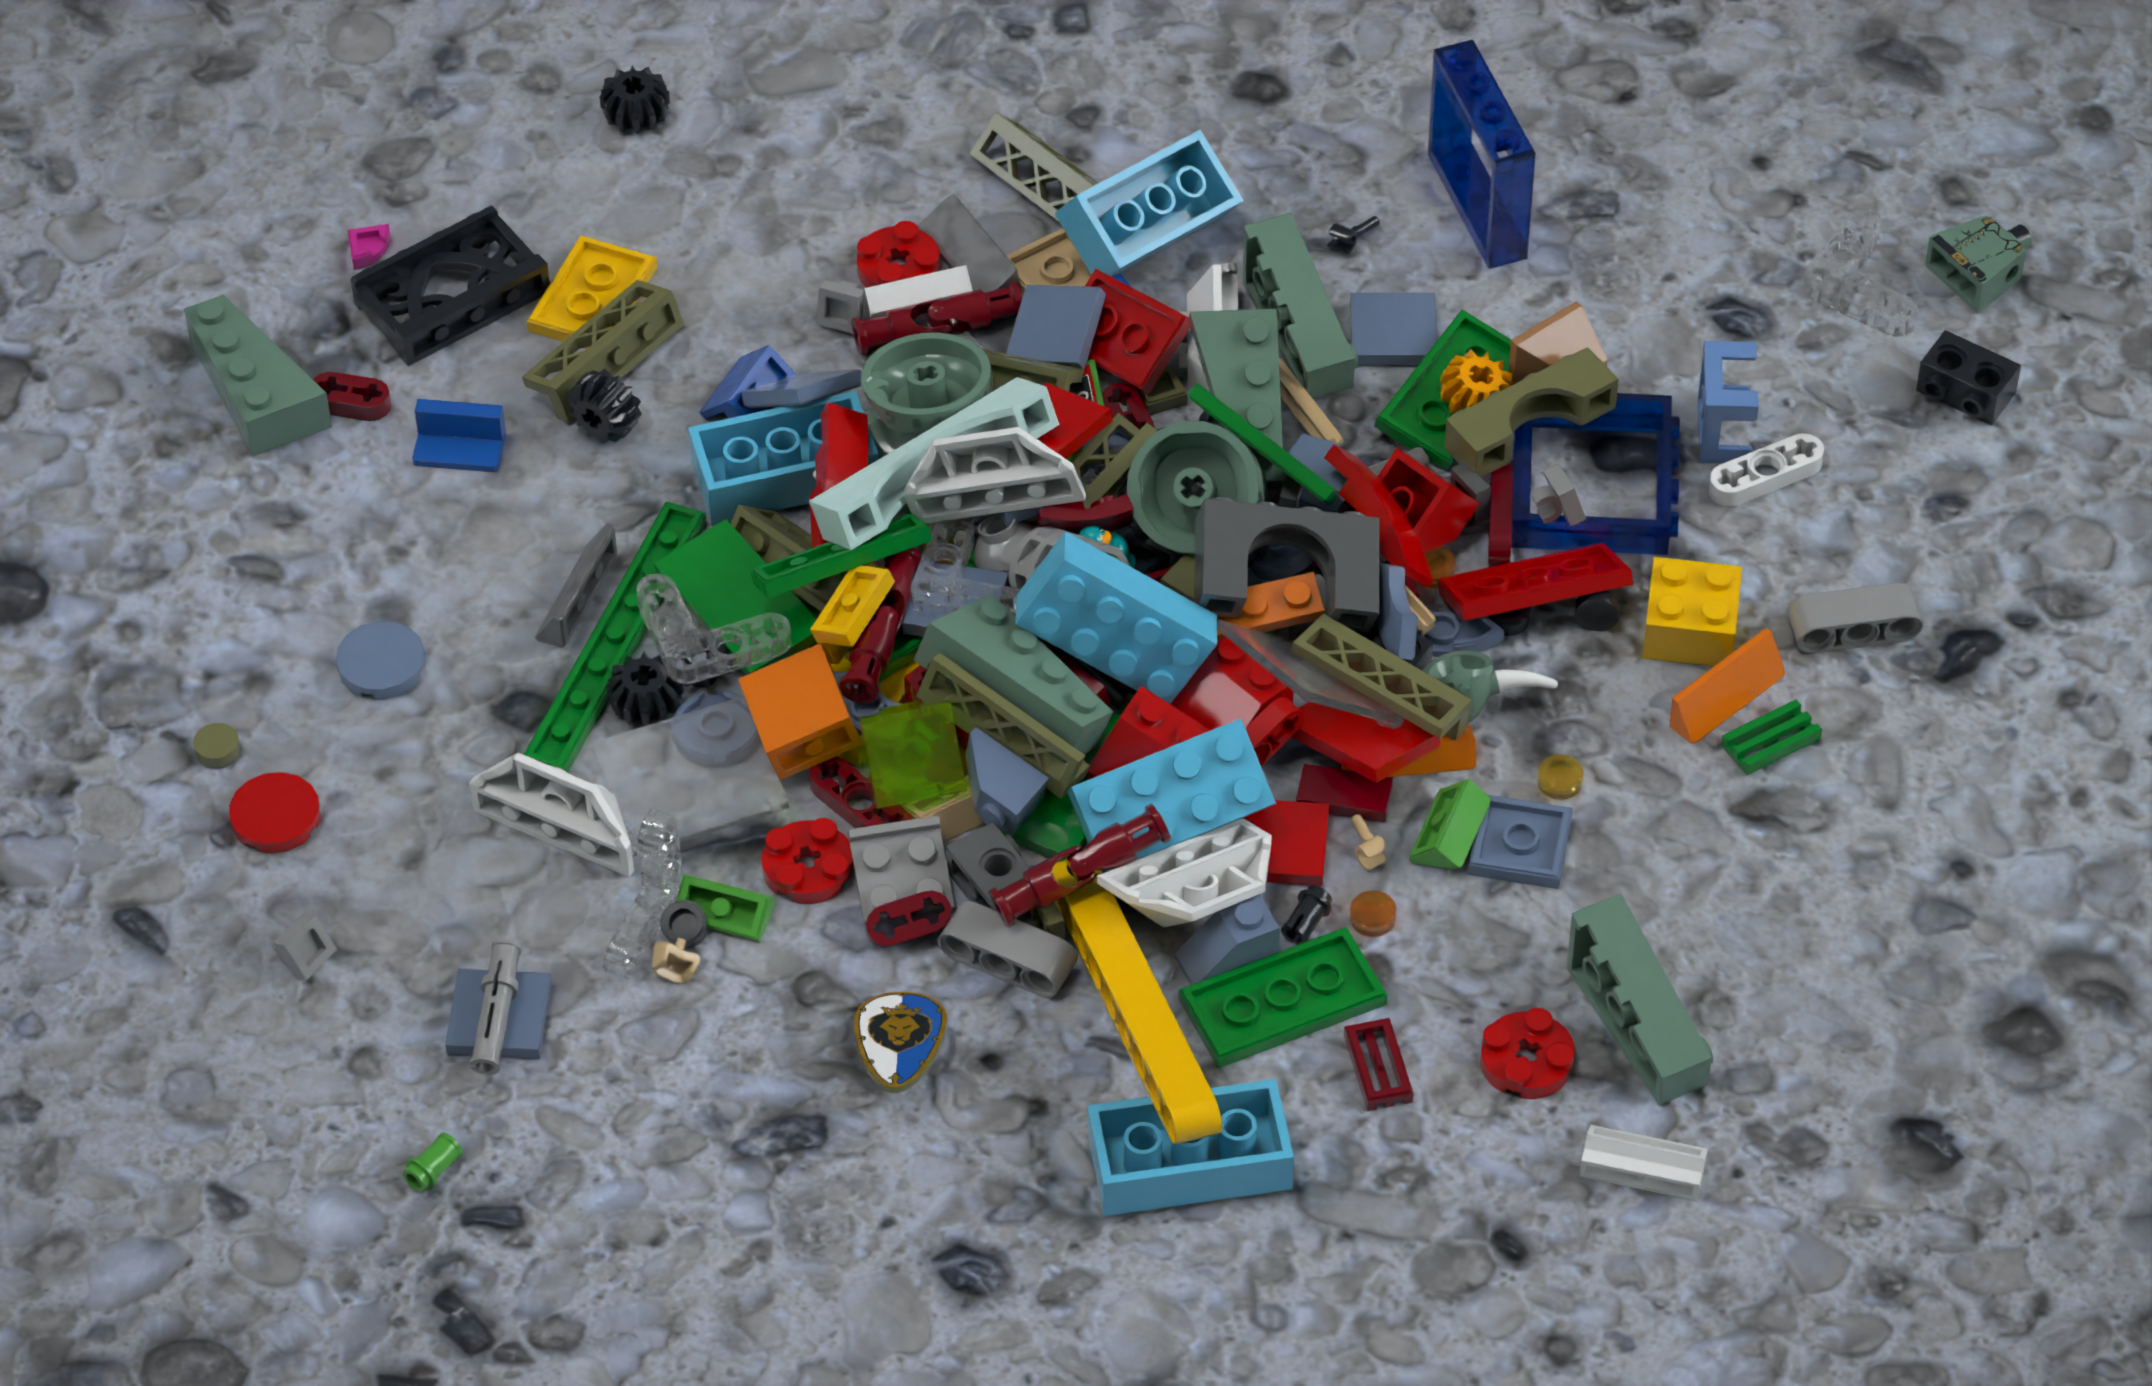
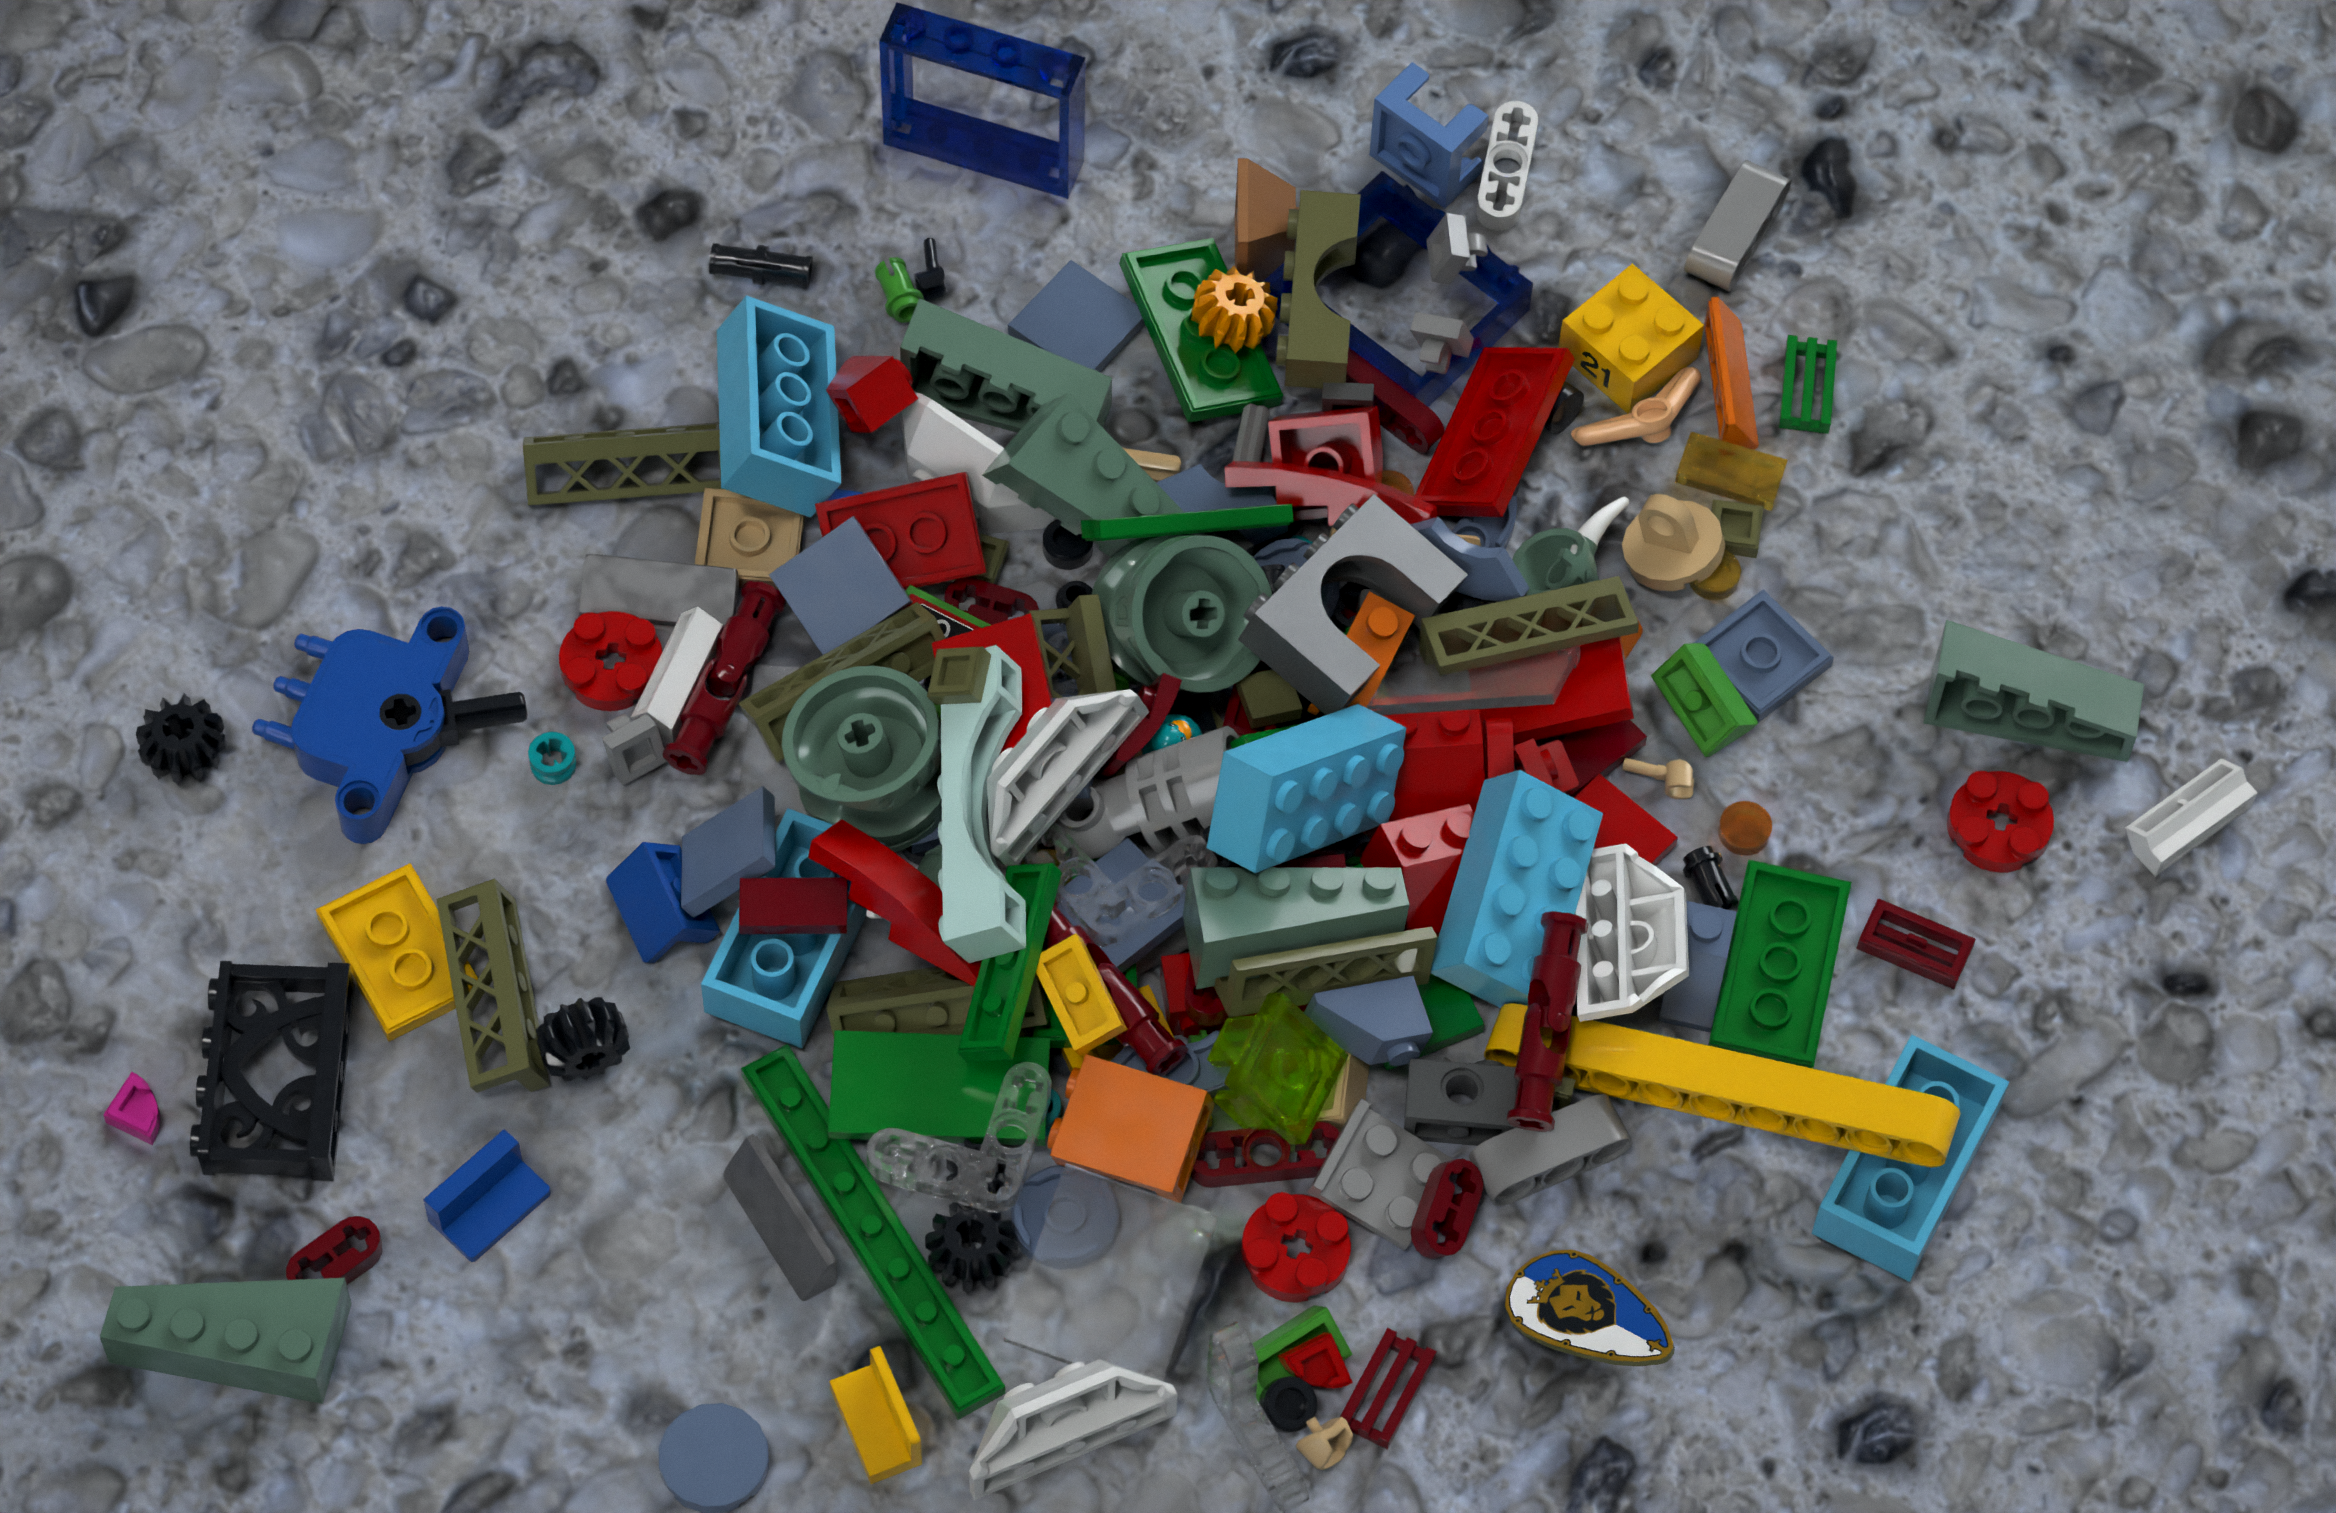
camera: 55 degrees left, 10 degrees up
(481, 721) = (877, 1419): none -> yellow panel
(727, 919) = (1317, 1363): none -> red tile
(746, 179) = (355, 708): none -> blue piece
(746, 966) = (1406, 1350): none -> dark red tile
(782, 432) = (793, 905): none -> dark red tile
(799, 287) = (559, 771): none -> teal bush
(1007, 385) = (959, 675): none -> olive tile
(1203, 240) = (871, 391): none -> red slope
(1275, 163) = (727, 259): none -> black pin
(1284, 761) = (1546, 763): none -> red bracket
(1319, 223) = (898, 290): none -> bright green pin
(1552, 731) = (1672, 543): none -> tan tile
(1609, 766) = (1739, 526): none -> olive tile
(1643, 464) = (1453, 249): none -> light grey tile
(1645, 663) = (1649, 417): none -> light nougat piece
(1653, 737) = (1731, 471): none -> clear yellow tile

